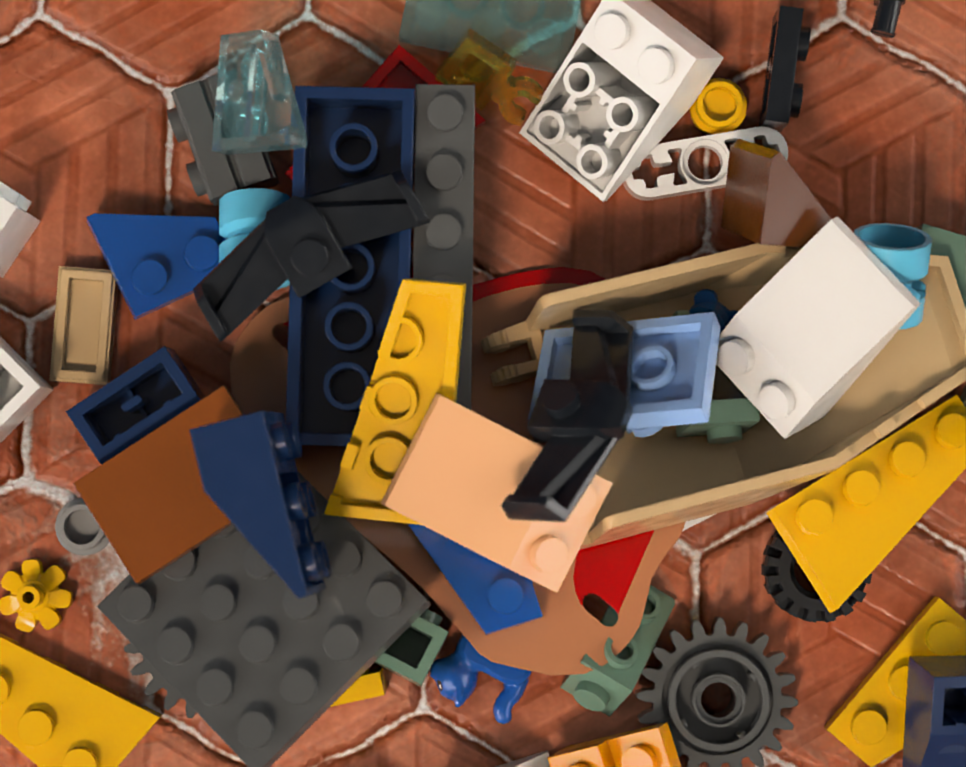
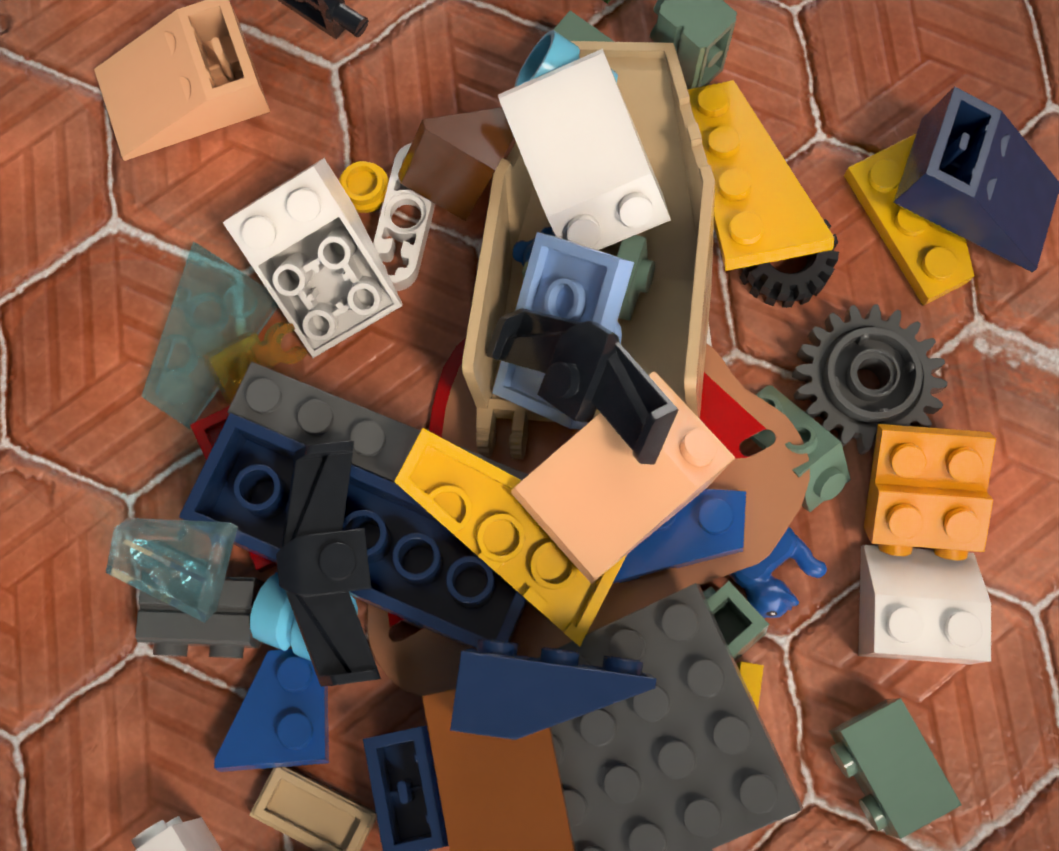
camera: 65 degrees left, 10 degrees down
(787, 45) = (341, 114): black plate -> none

